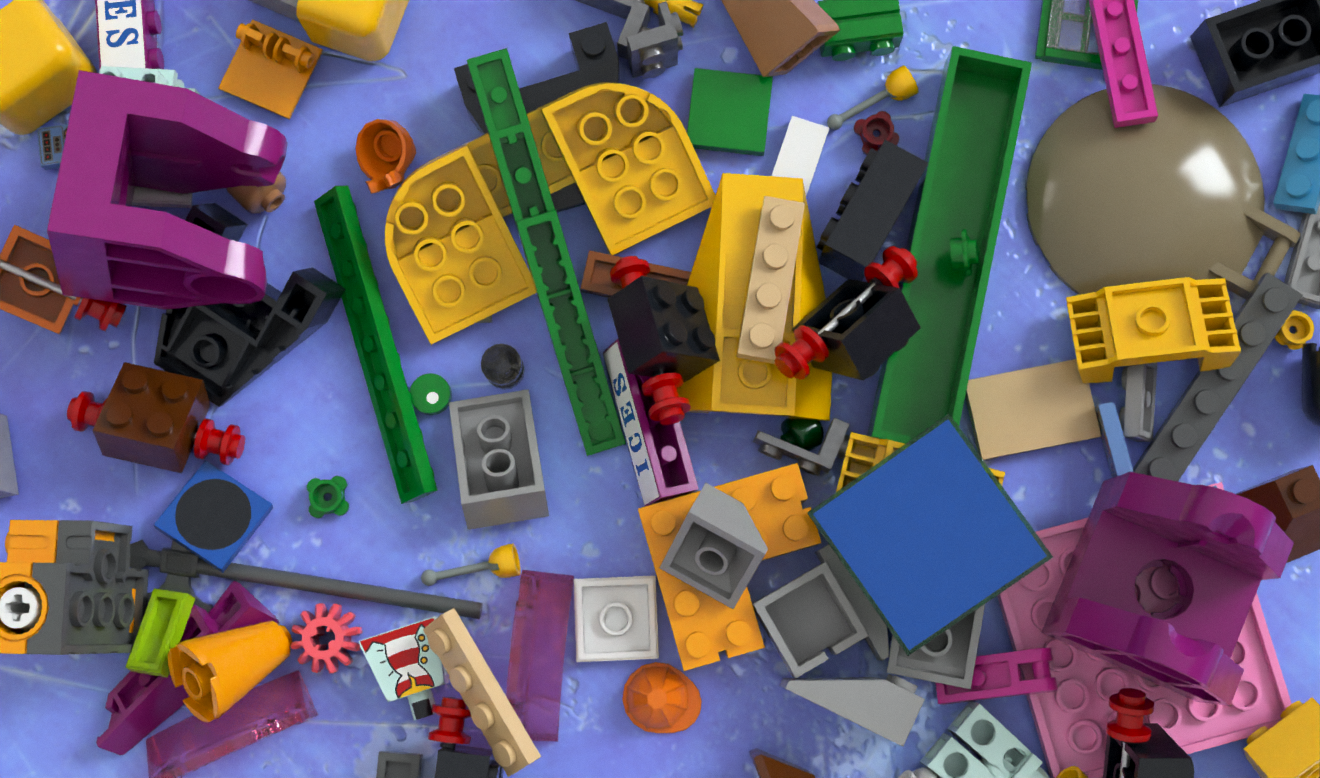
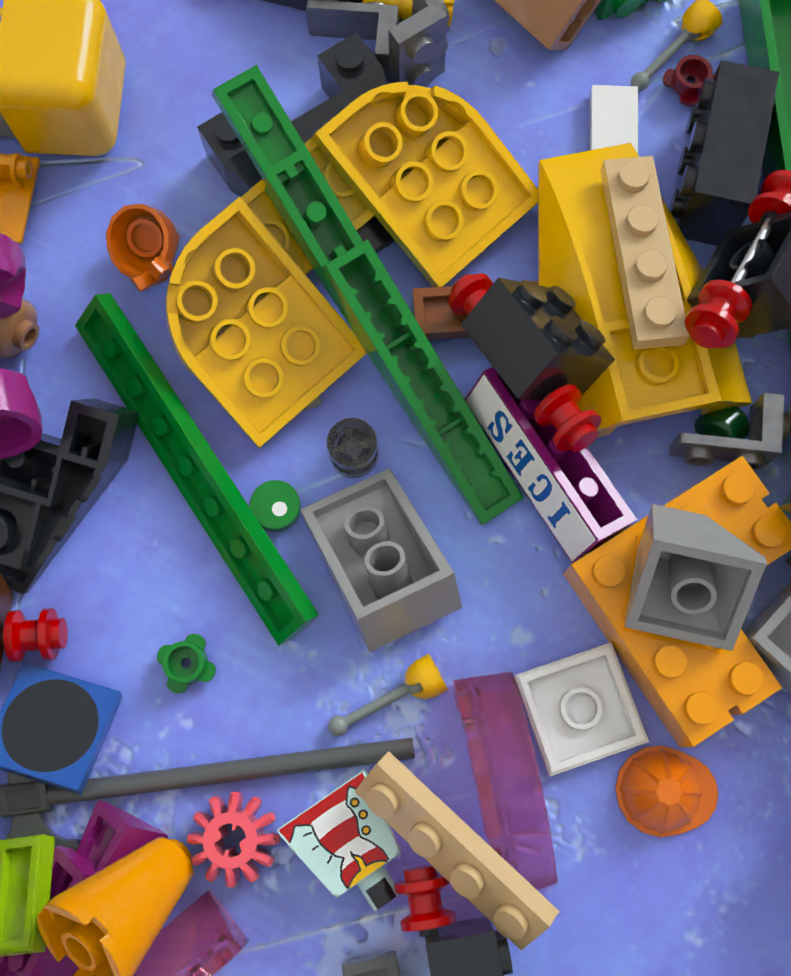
camera: 15 degrees left, 5 degrees down
(729, 111) = (522, 99): green tile -> none

